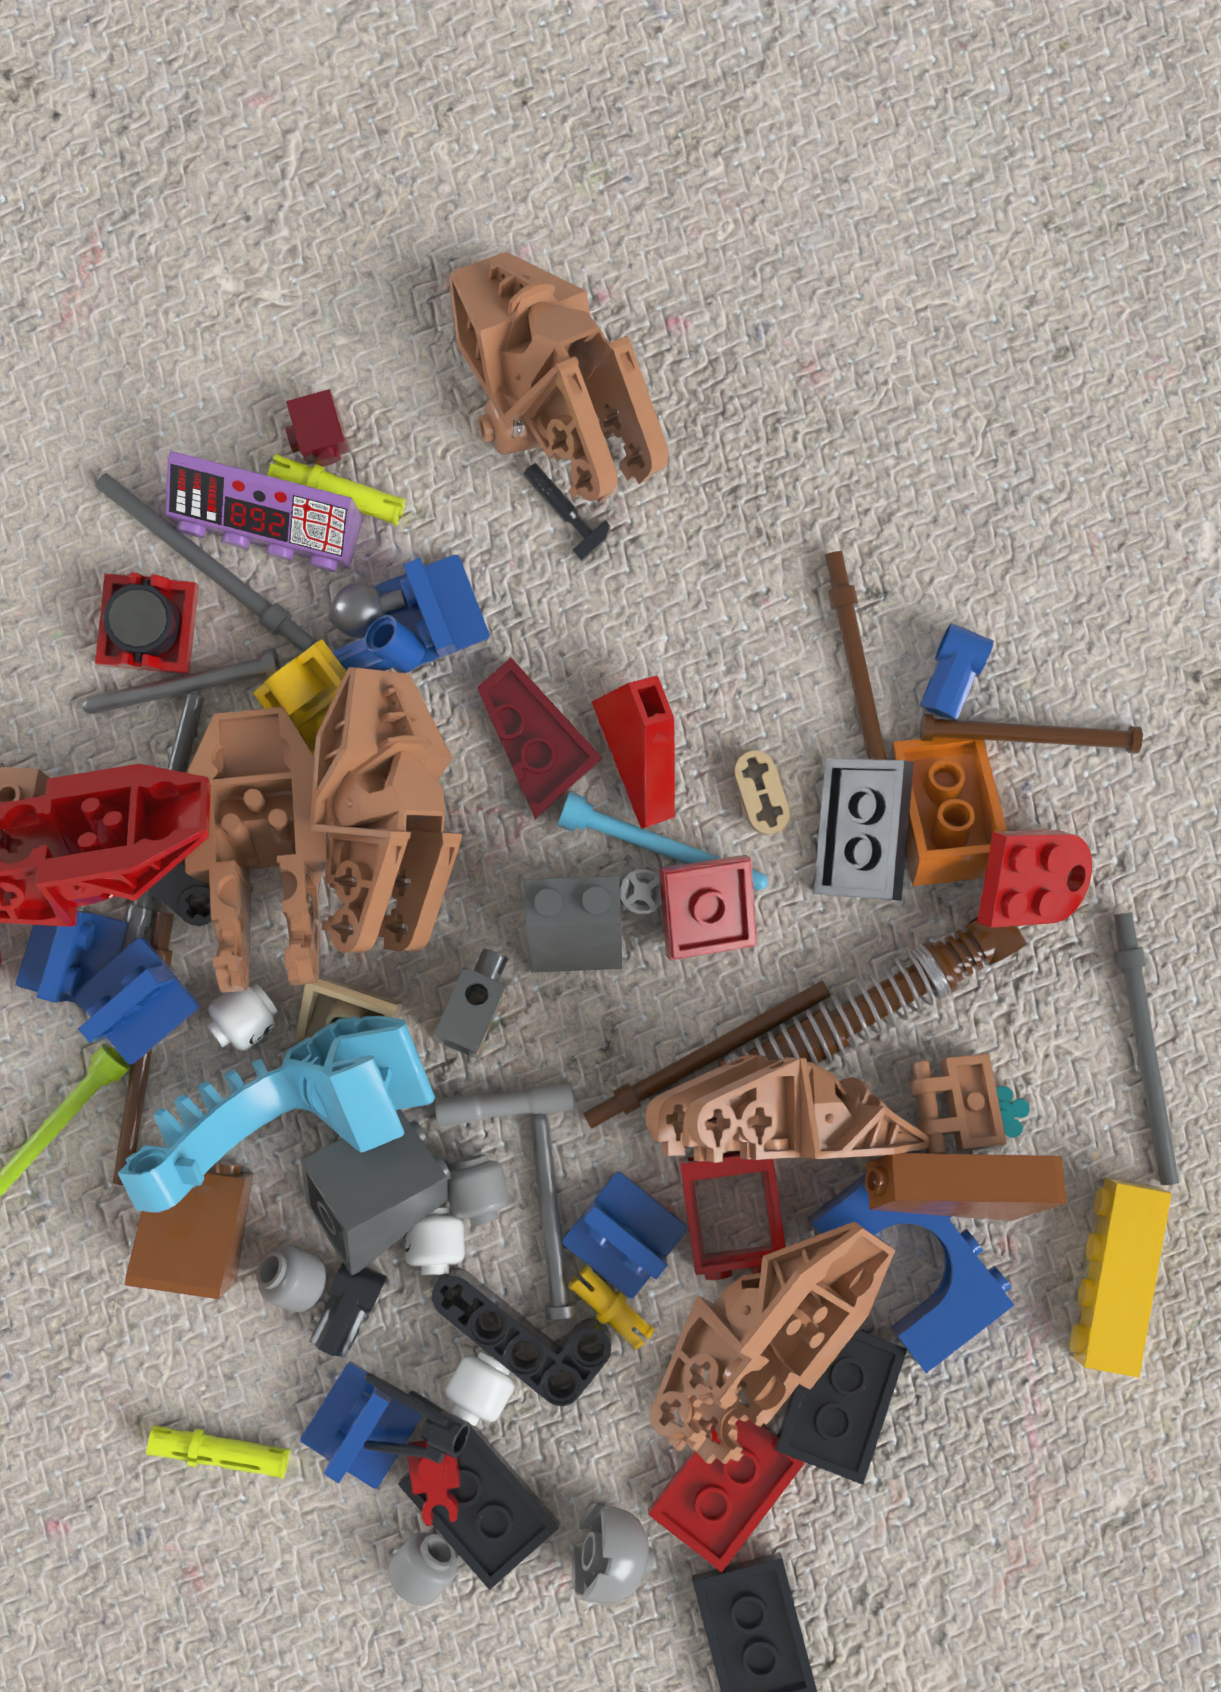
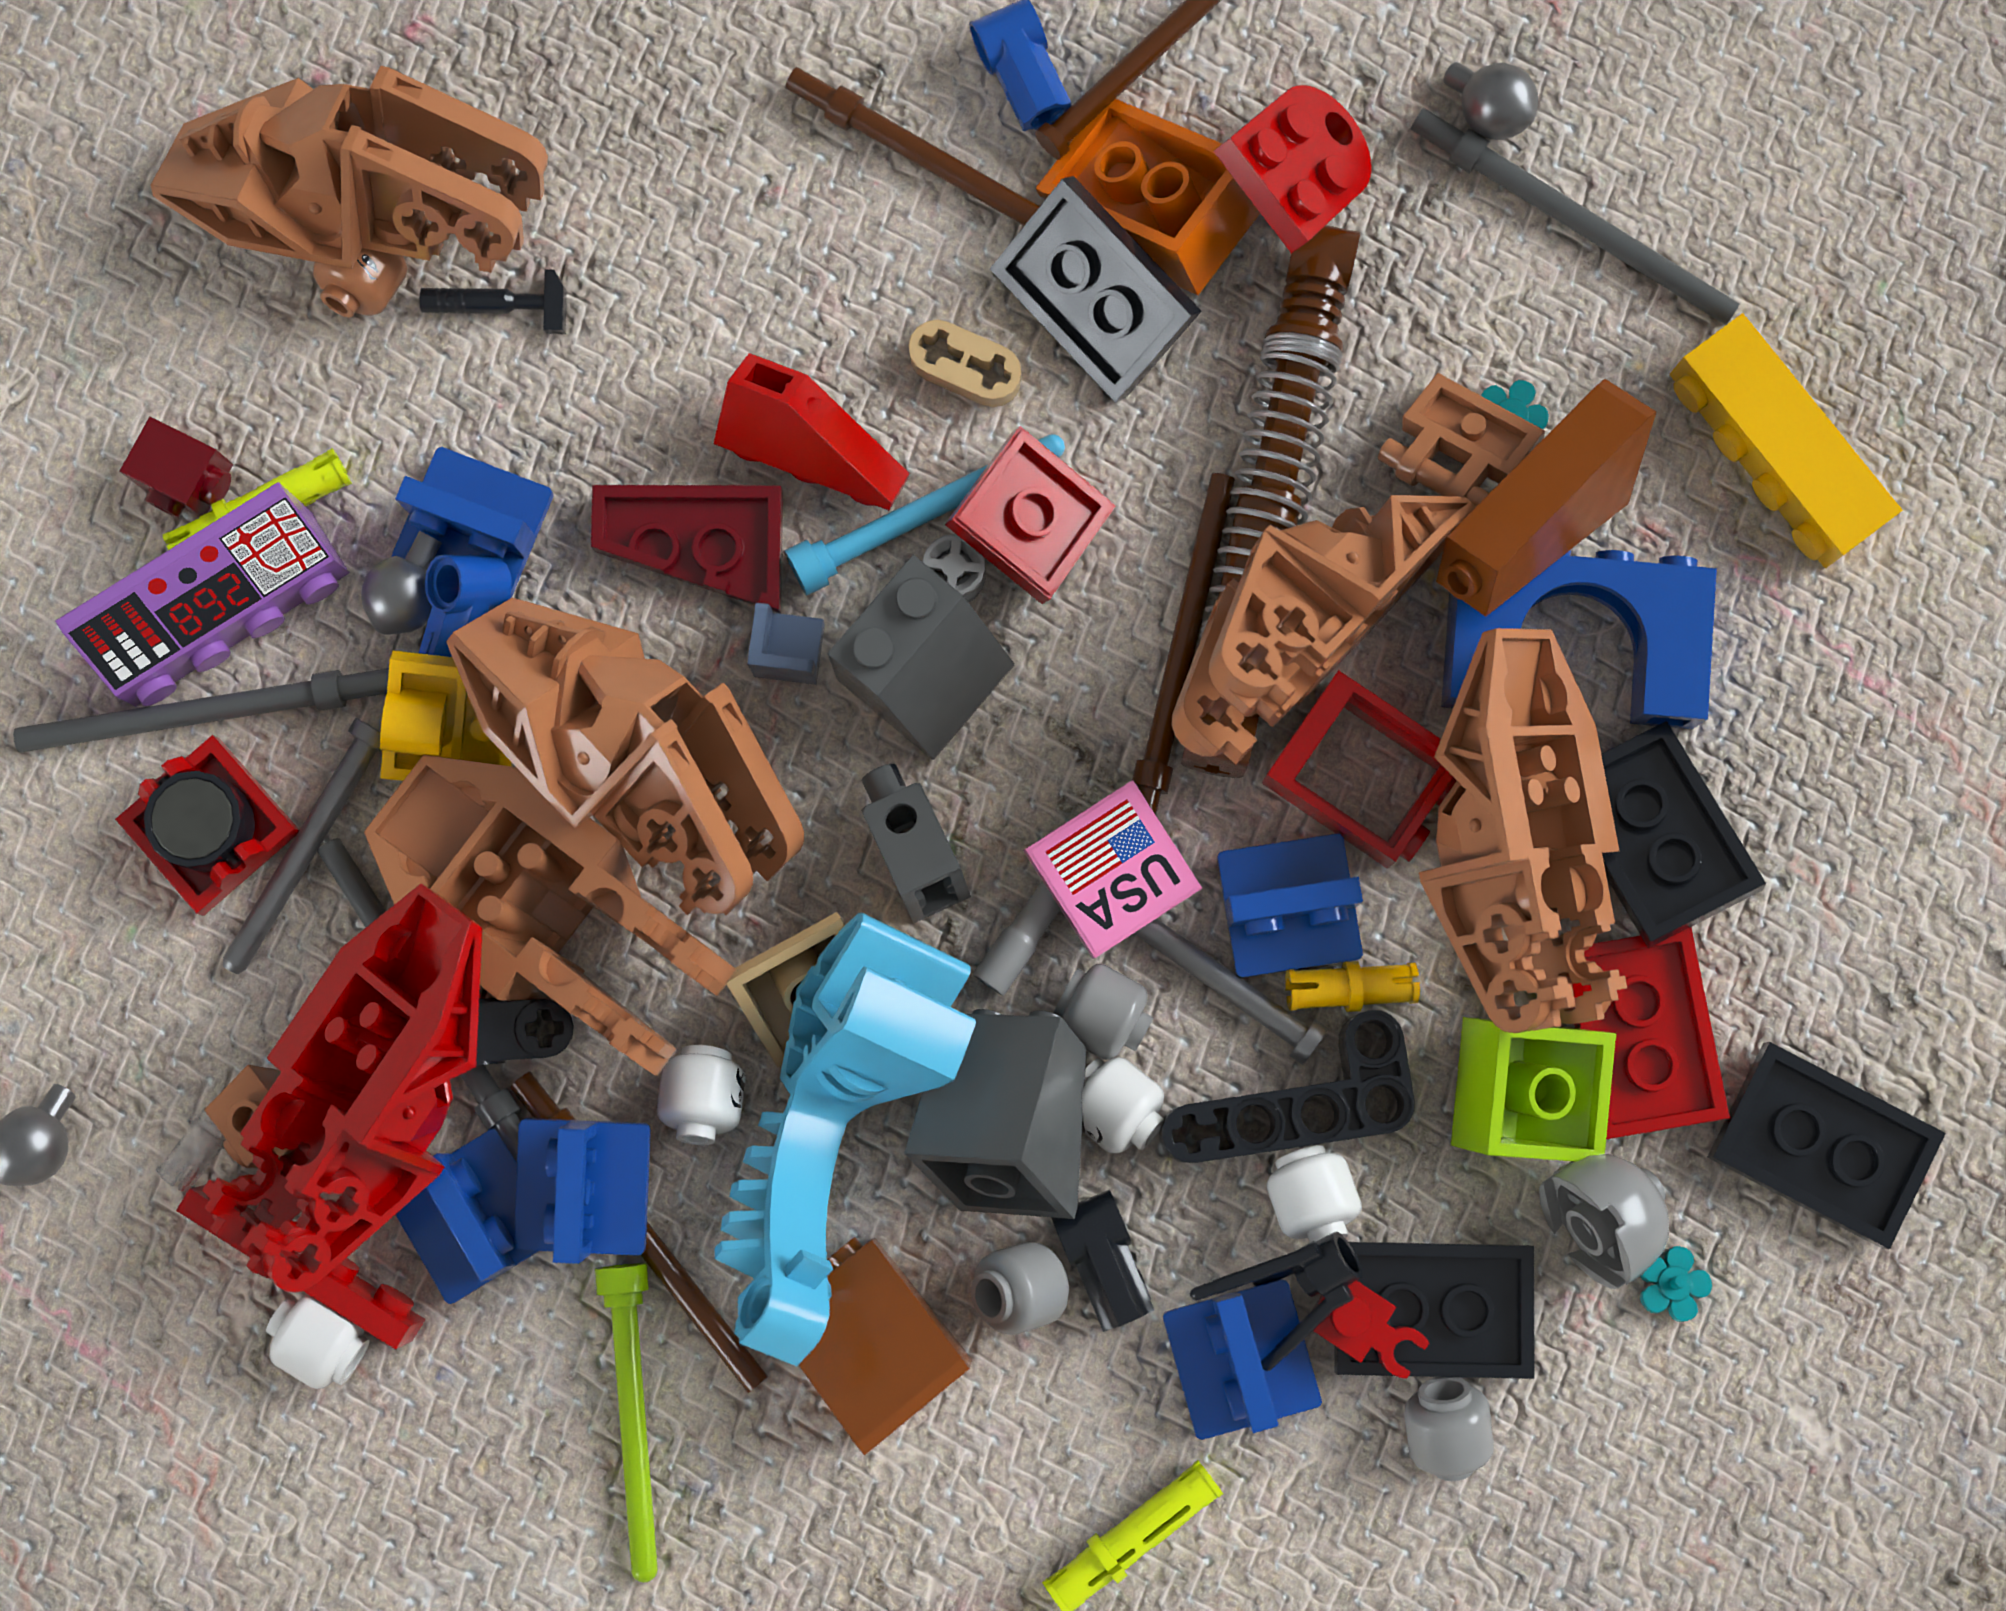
camera: 40 degrees left, 5 degrees down
(519, 840) = (785, 646): none -> sand blue panel
(556, 1126) = (1112, 869): none -> tile
(607, 1619) = (1675, 1286): none -> teal plant
(633, 1461) = (1533, 1091): none -> lime slope
(1172, 948) = (1495, 99): none -> flat silver piece

